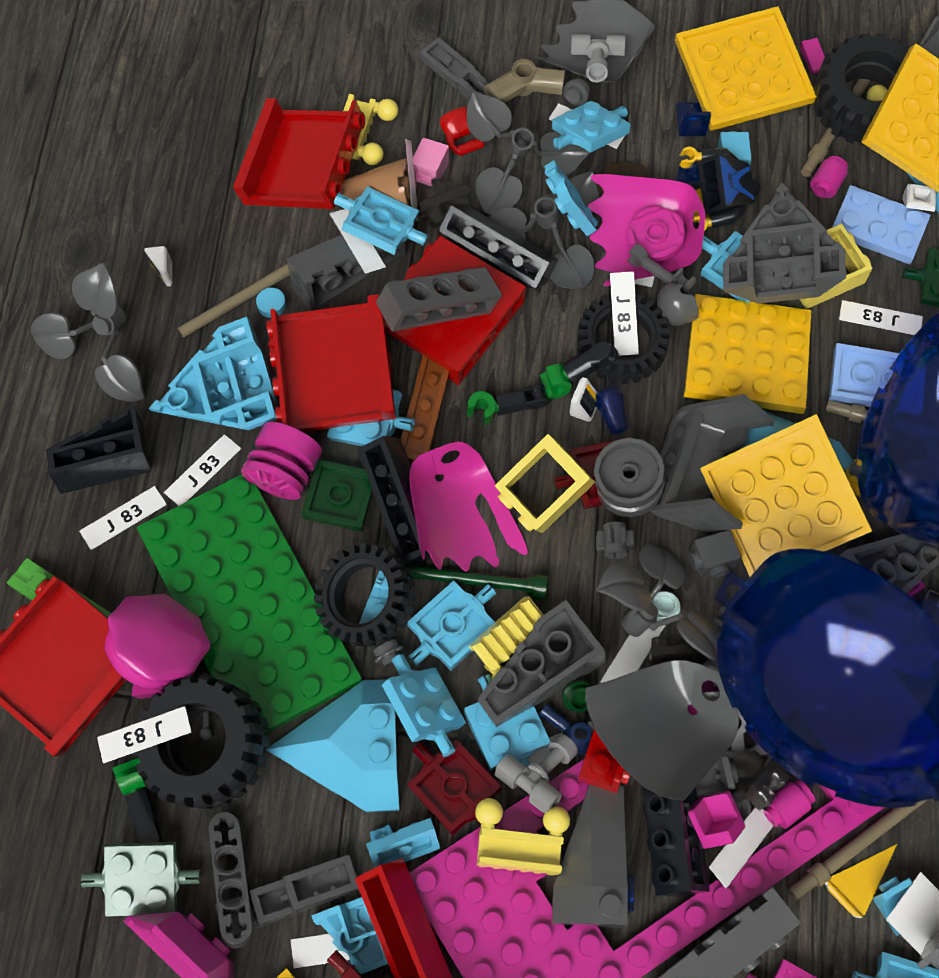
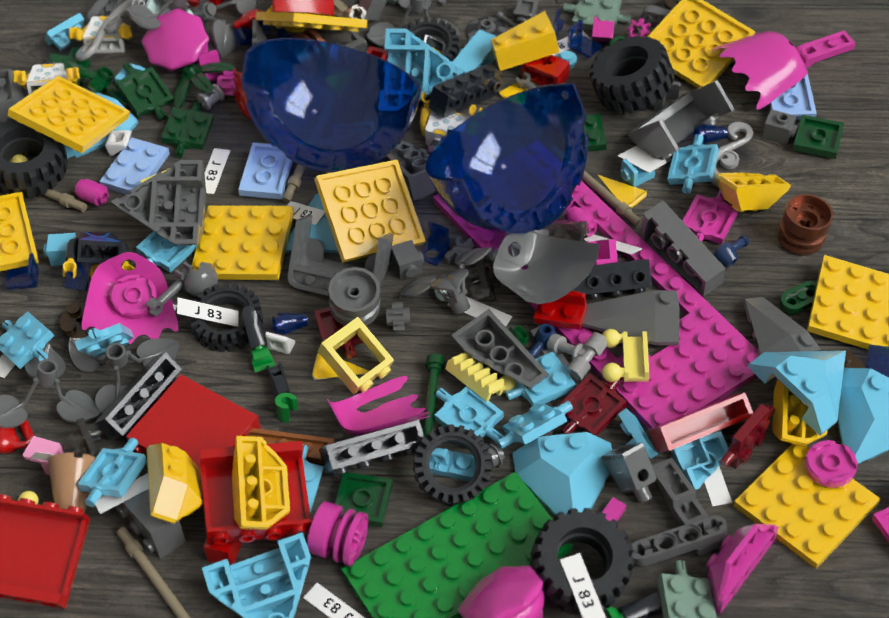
camera: 90 degrees left, 15 degrees down
(271, 299) = (175, 571): medium azure tile -> none
(289, 797) = (614, 509): none -> dark pink piece
(324, 361) = (258, 484): none -> yellow wedge
(326, 827) = (631, 470): none -> dark grey torso
(347, 276) = (173, 483): none -> yellow wedge
(438, 298) = (201, 414): dark grey brick -> none
(543, 474) = (323, 370): none -> yellow sticker
(794, 417) = (302, 210): none -> white sticker

